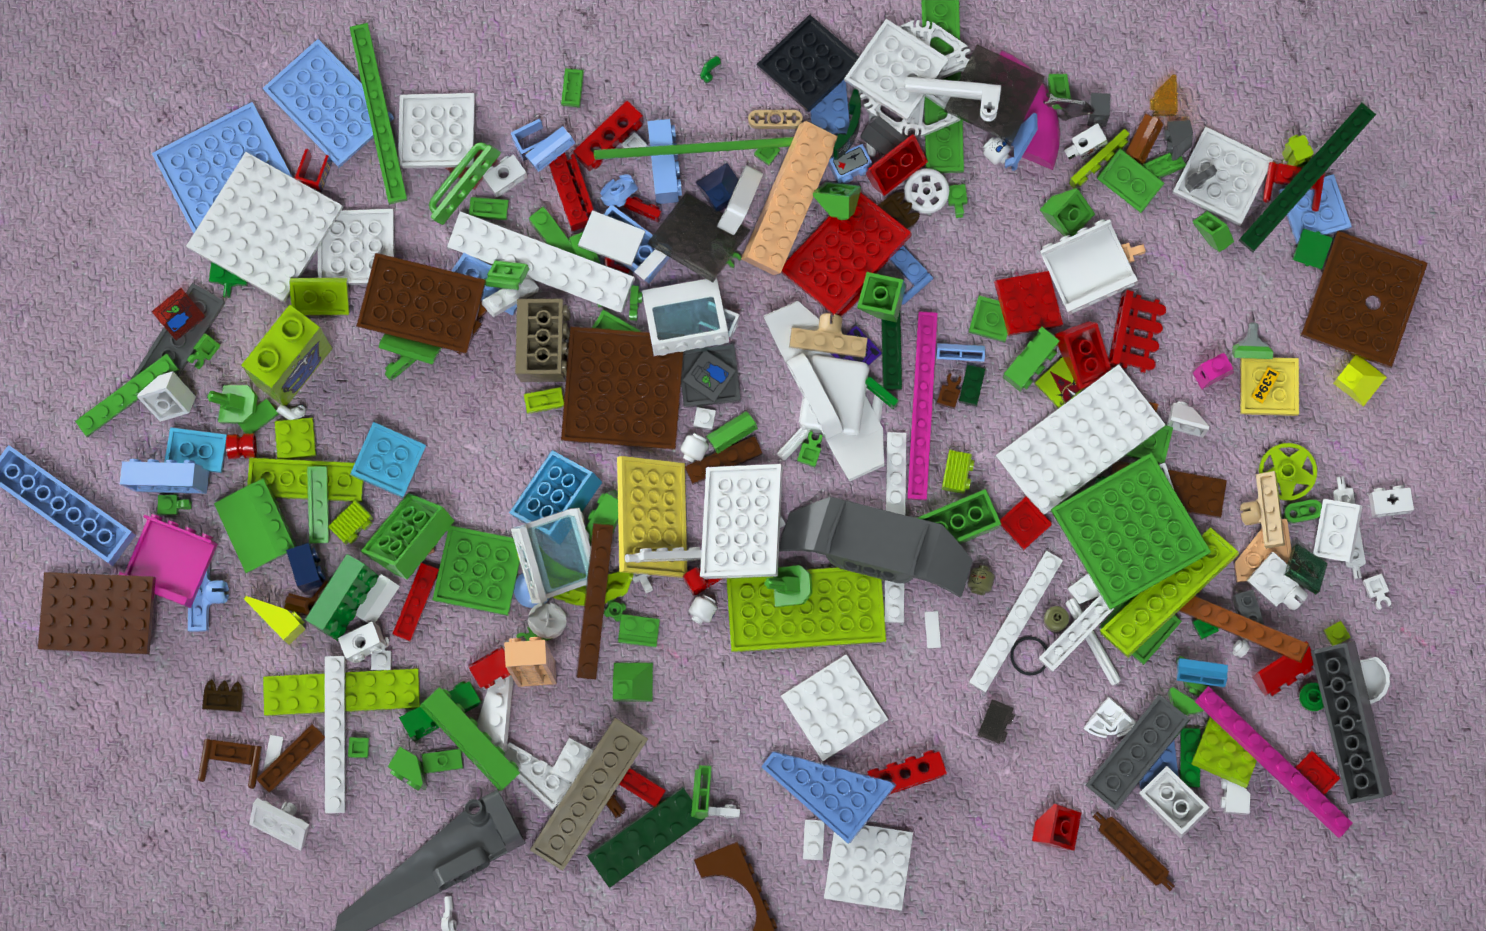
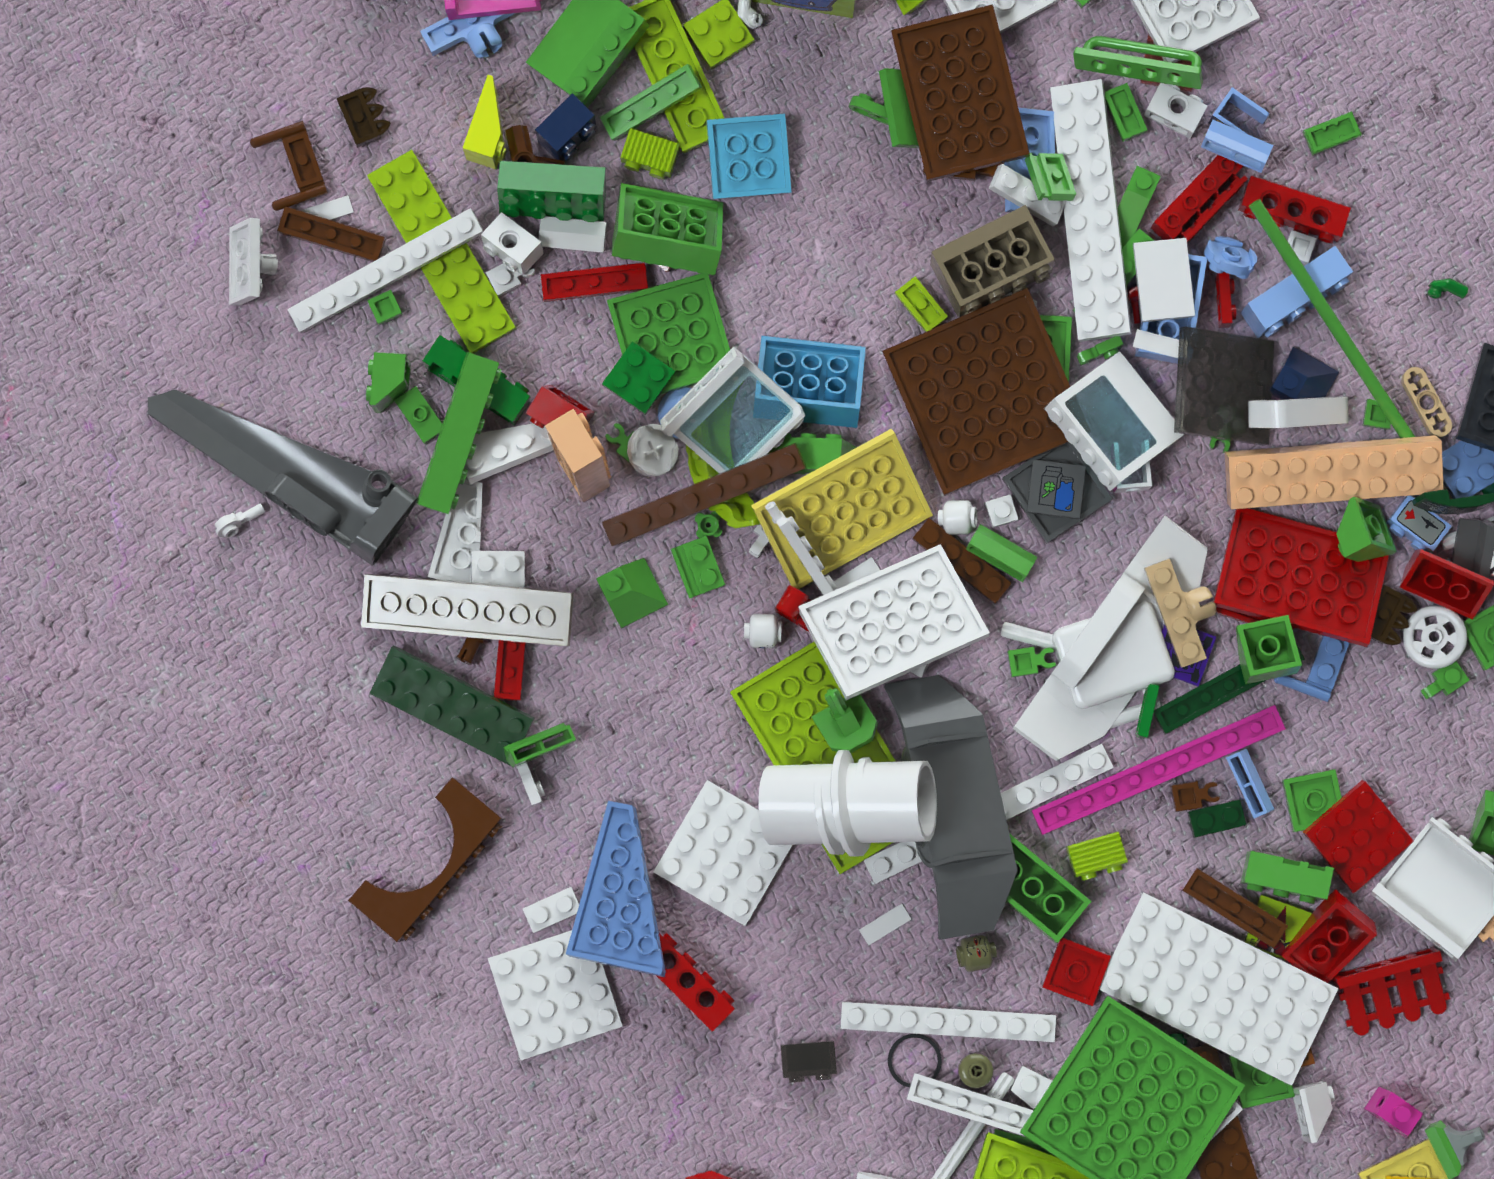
camera: 60 degrees right, 5 degrees up
(495, 605) = (638, 378): none -> green plate
(697, 530) = (863, 570): none -> white sticker
(845, 608) = (848, 803): none -> white piece
(1035, 402) = (1235, 908): none -> reddish brown plate

